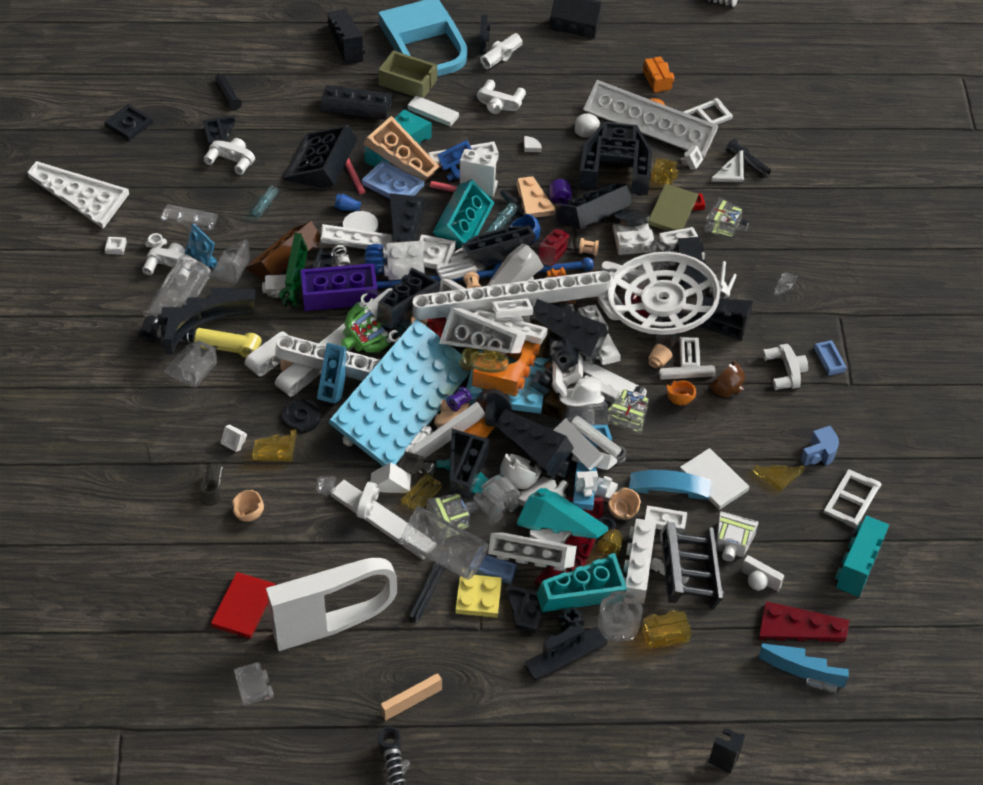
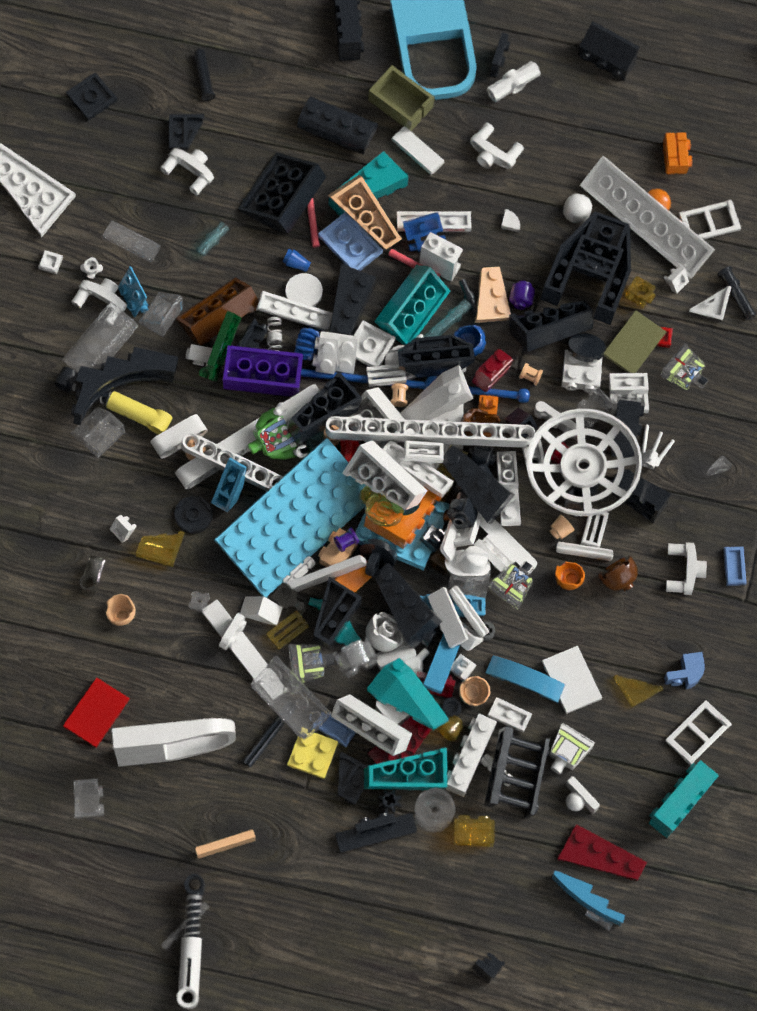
camera: 10 degrees right, 20 degrees up
(586, 482) = (441, 668): white tile -> none

